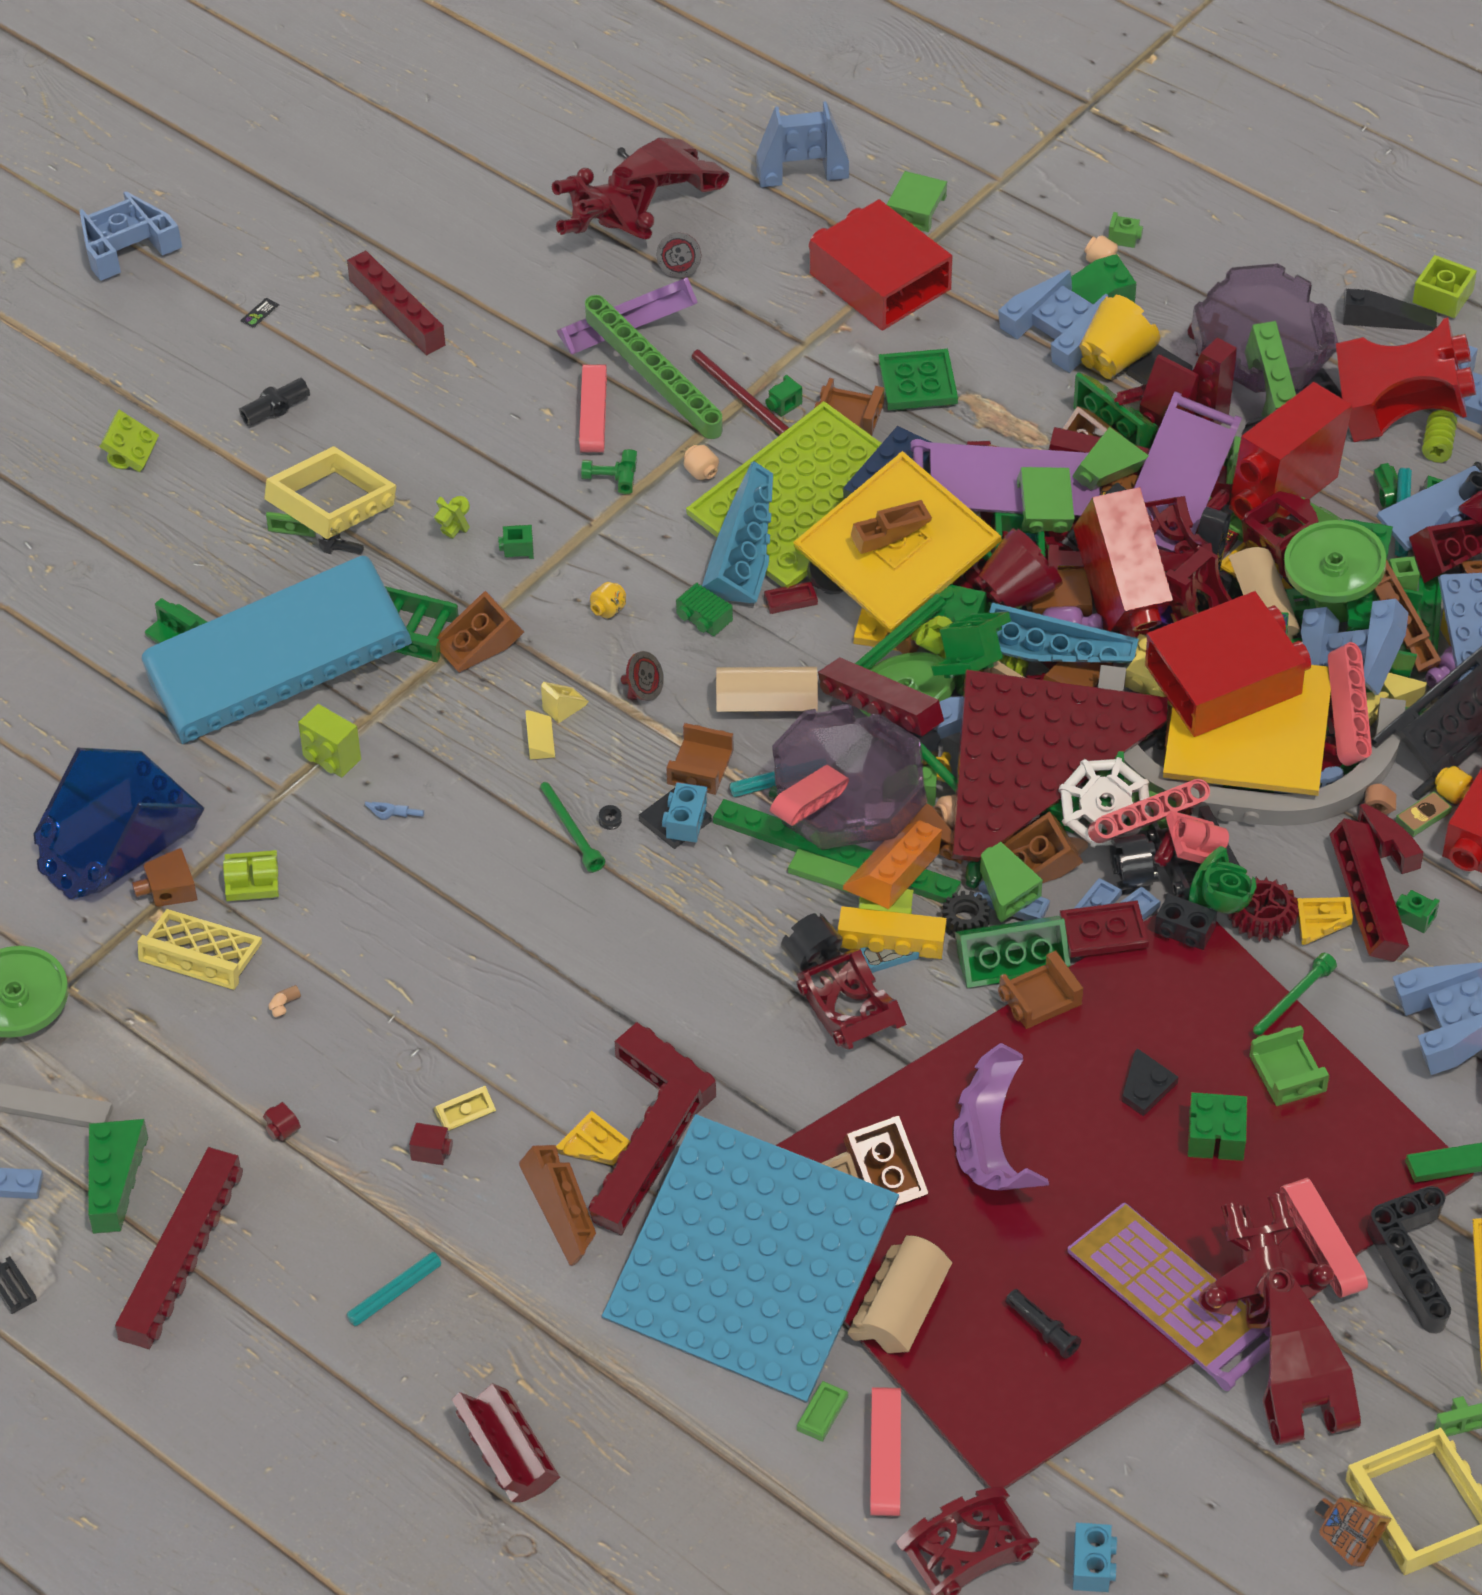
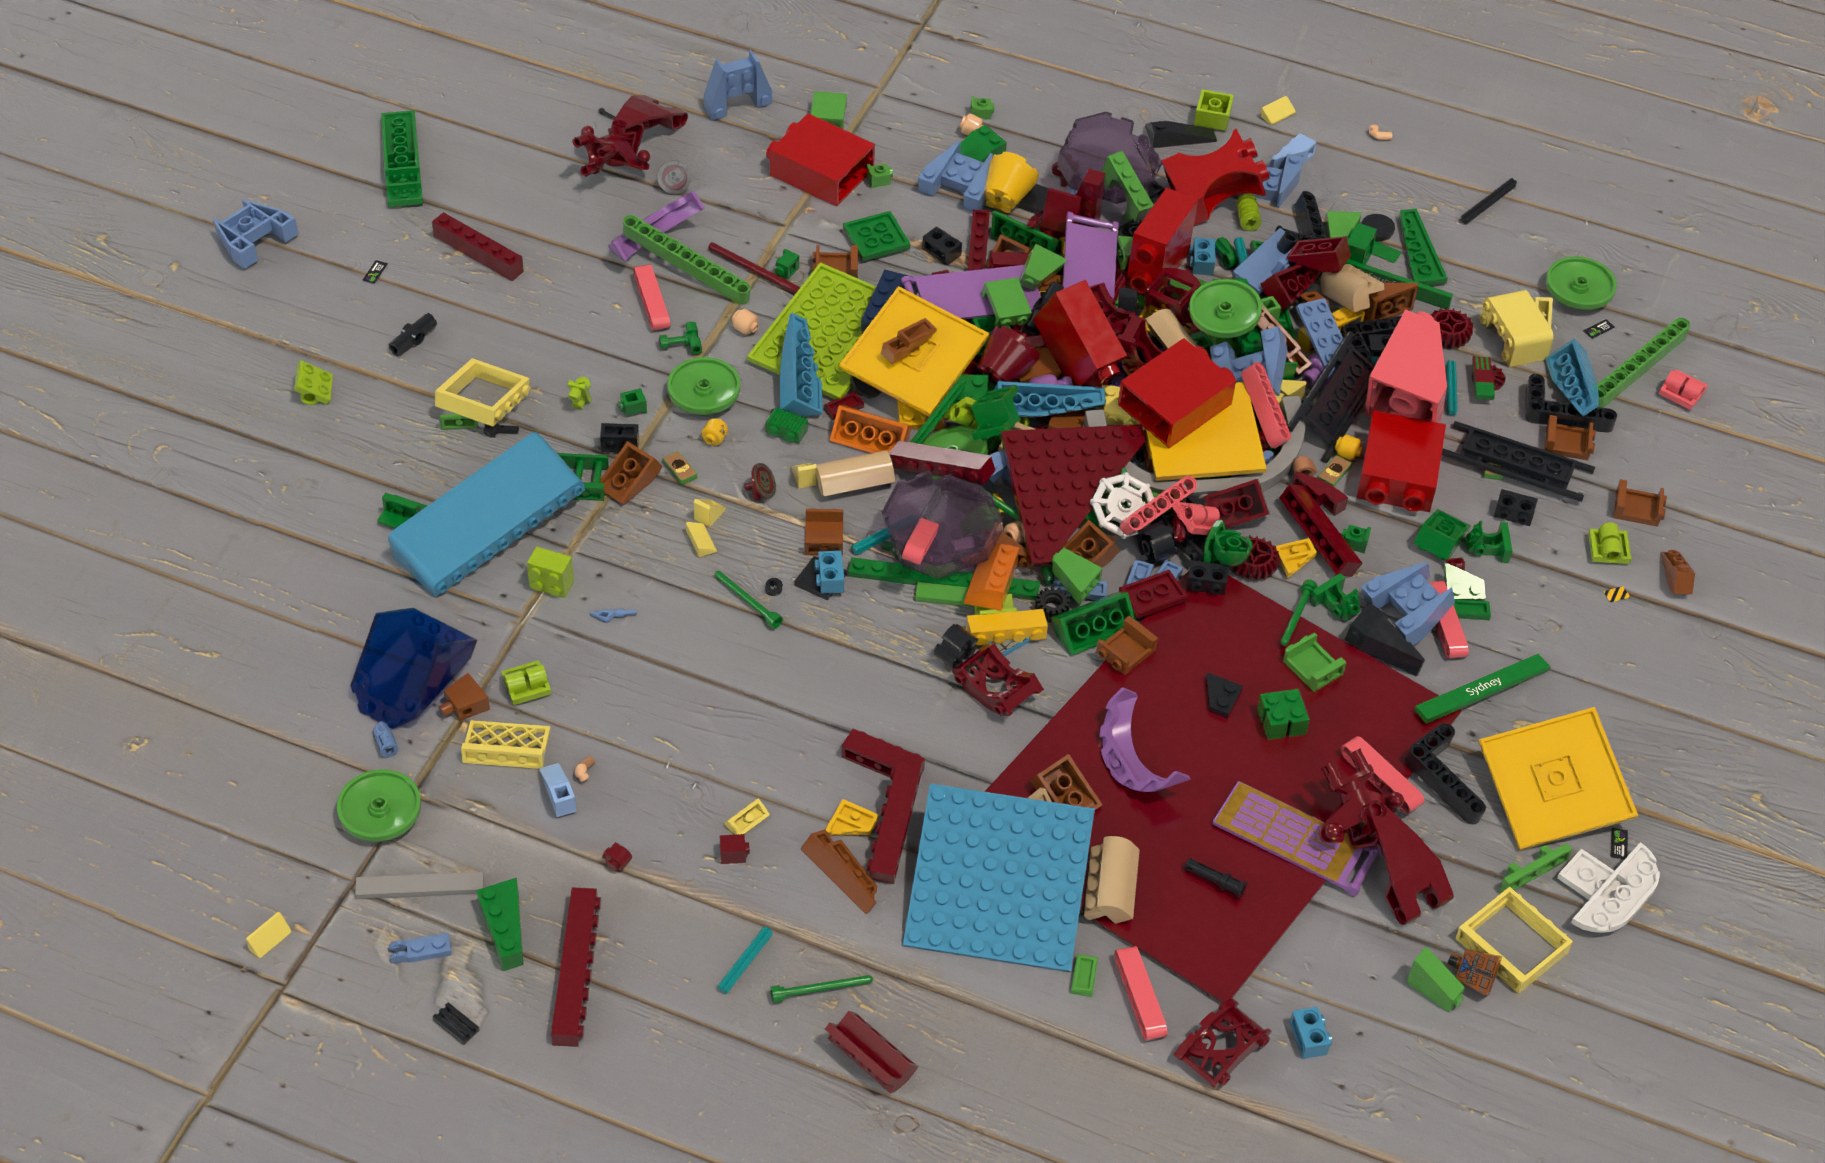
camera: 20 degrees left, 0 degrees up
(54, 911) = (385, 740): none -> medium blue hinge
(240, 1020) = (558, 789): none -> light blue slope
(343, 172) = (401, 158): none -> green slope
(420, 1342) = (780, 993): none -> green piece
(474, 579) = (615, 436): none -> black brick
(547, 638) = (679, 467): none -> tile
(614, 536) = (703, 385): none -> bright green dish
(703, 679) = (805, 475): none -> light yellow slope
(807, 635) = (867, 430): none -> orange slope
(952, 298) = (879, 175): none -> bright green brick
(1000, 407) = (942, 245): none -> black brick
(1052, 410) = (978, 240): none -> dark red plate
(1267, 831) = (1239, 503): none -> dark red slope
(1288, 1529) = (1435, 981): none -> bright green slope
(1352, 485) = (1203, 256): none -> dark azure brick
(1352, 981) = (1331, 592): none -> green tile
(1388, 1050) = (1379, 638): none -> black wedge

